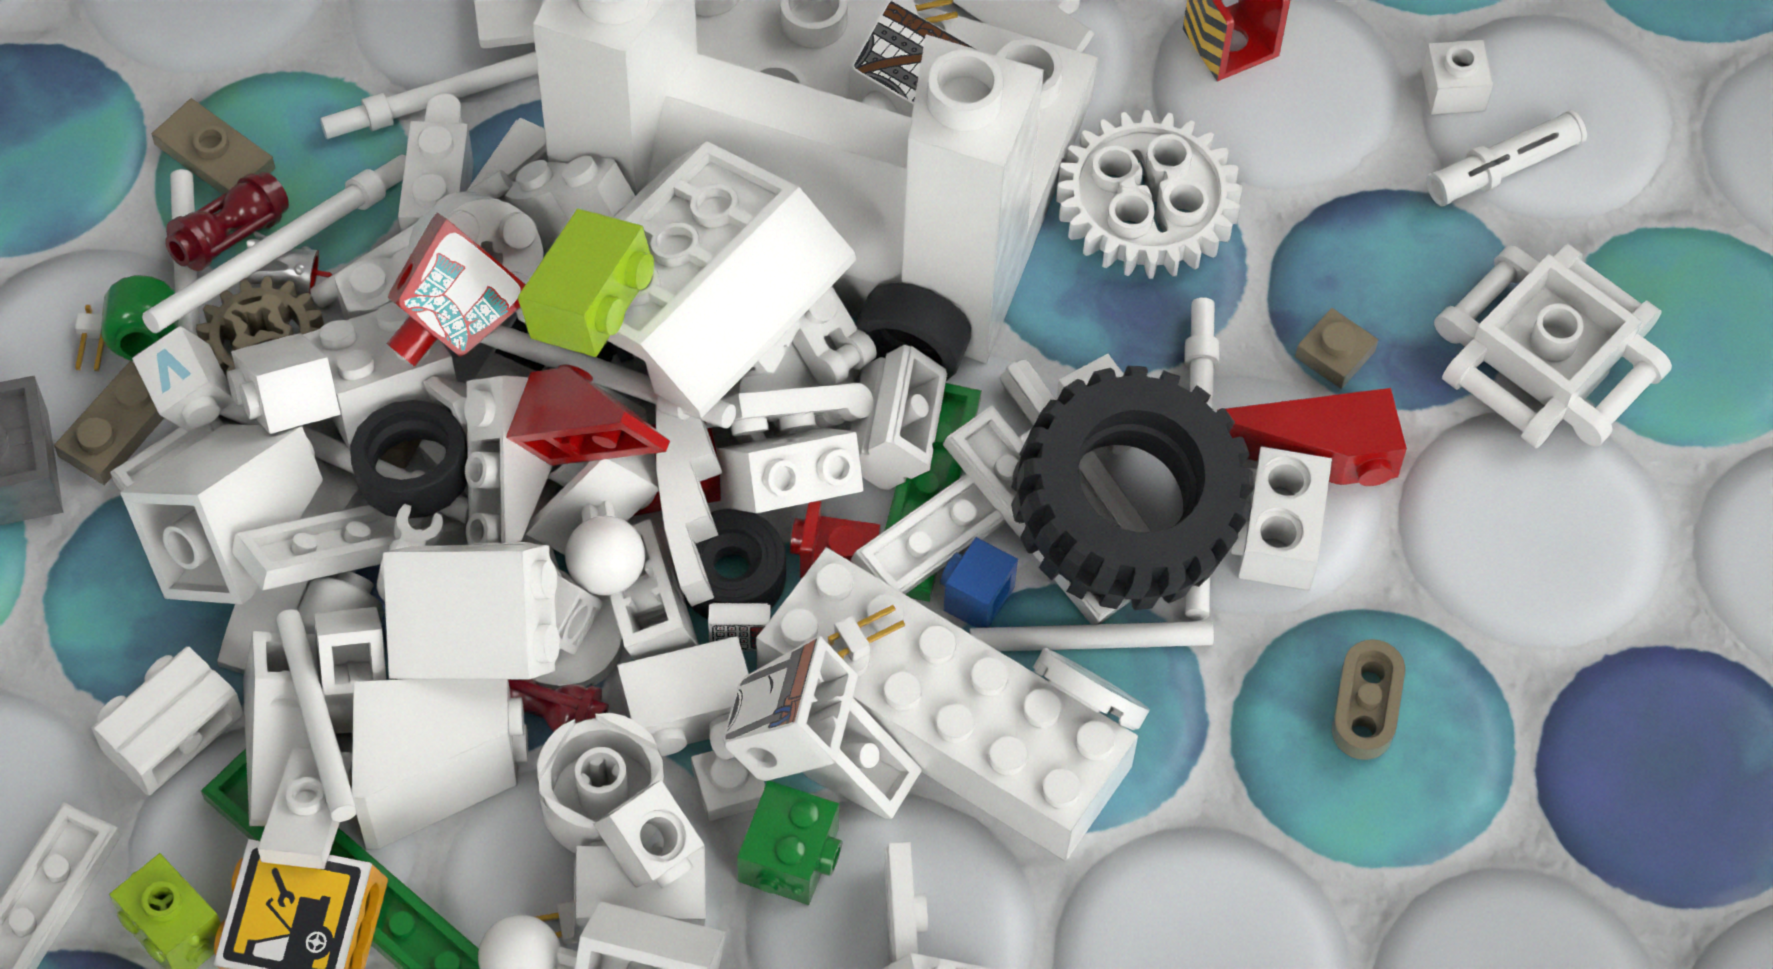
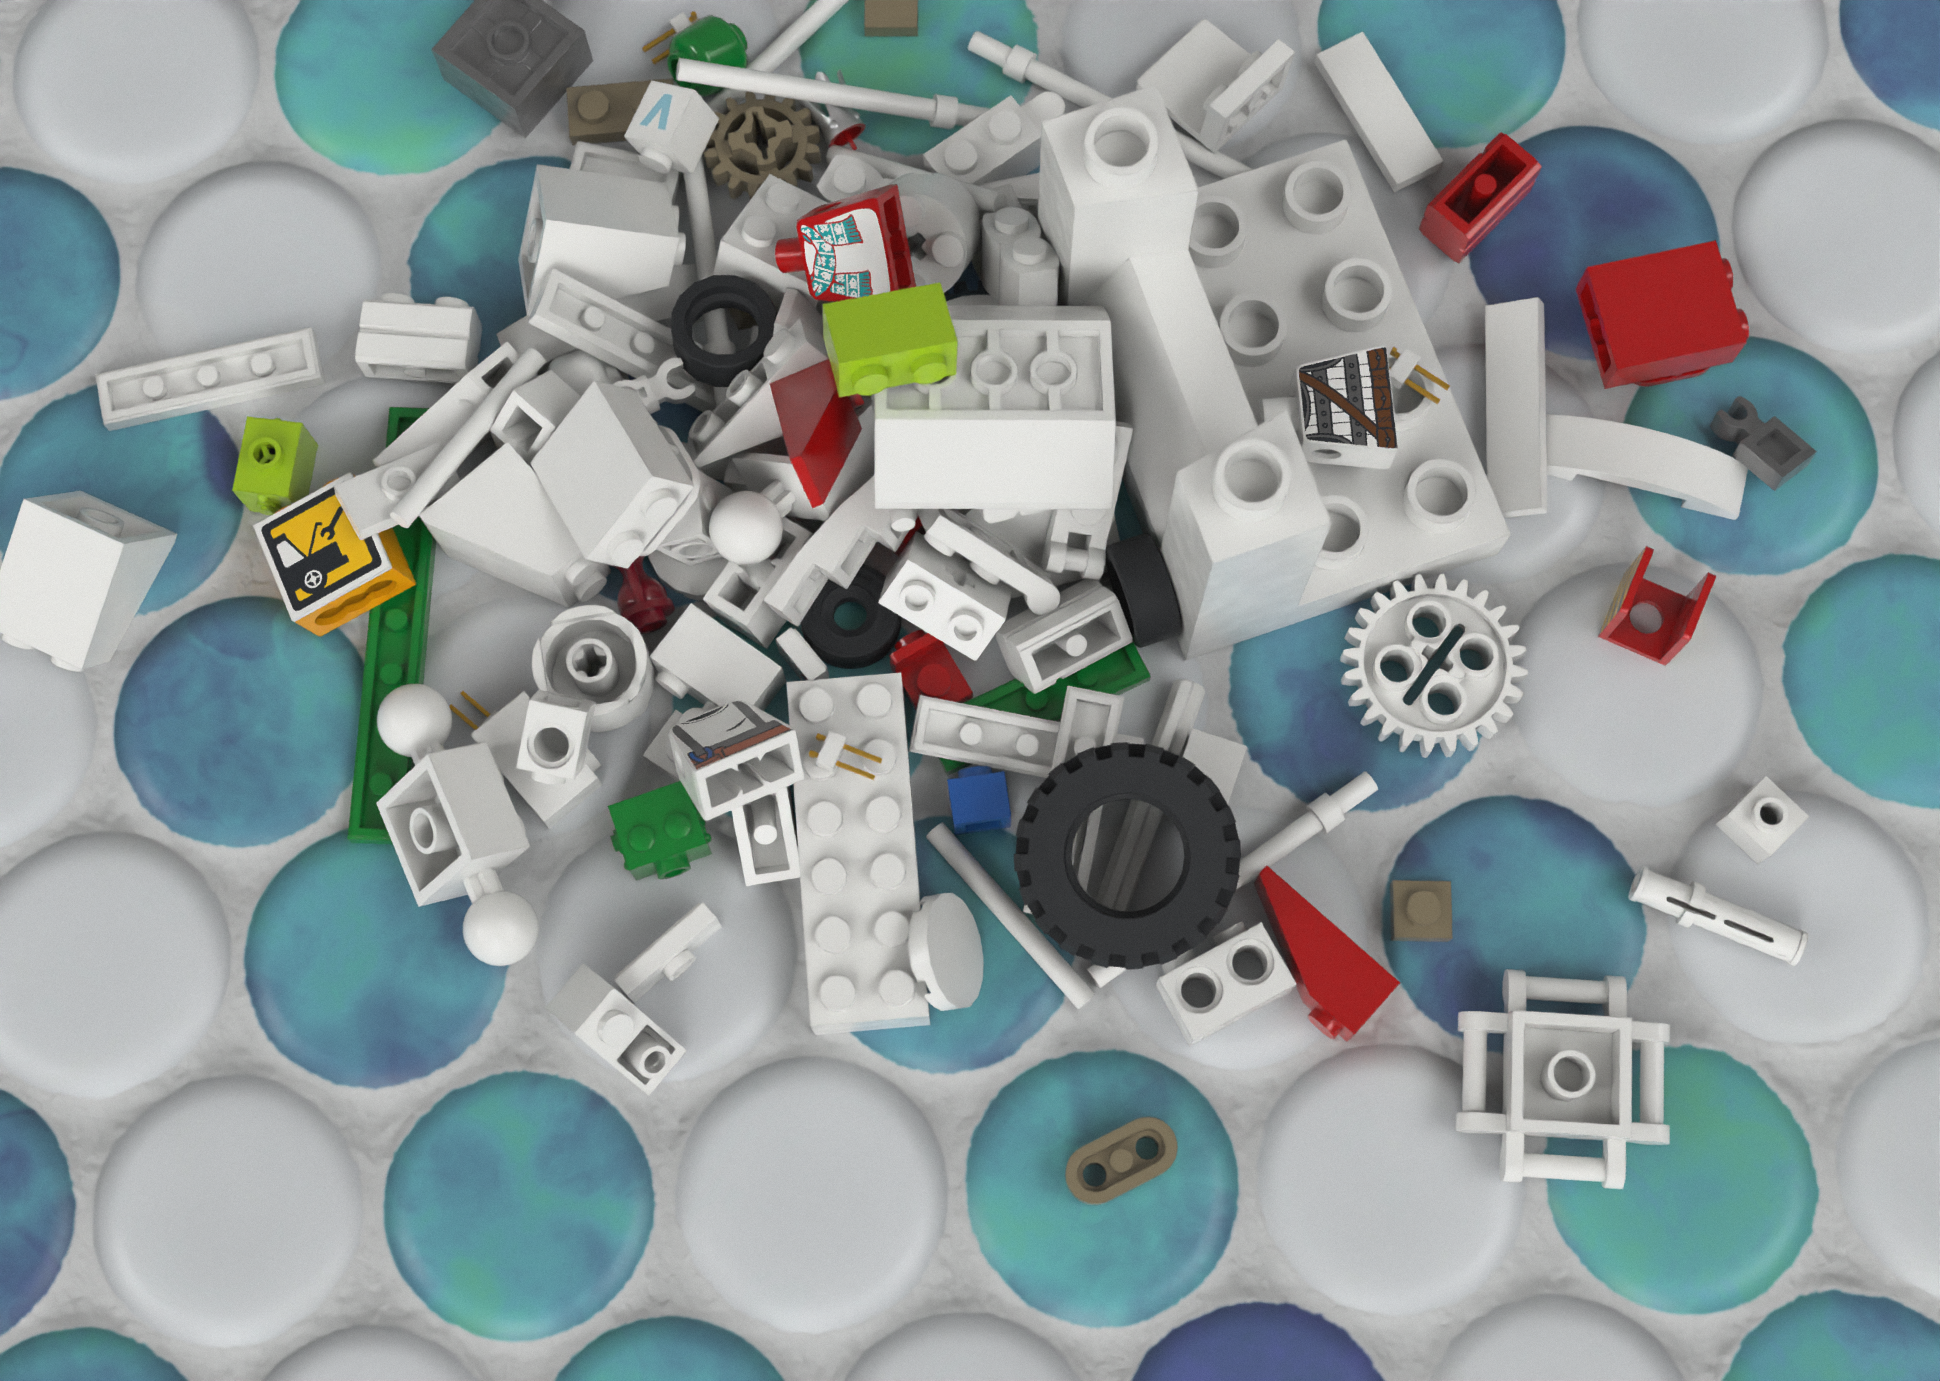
camera: 55 degrees right, 15 degrees up
(247, 208) = (855, 46): dark red piece -> none
(283, 383) = (707, 194): white brick -> none

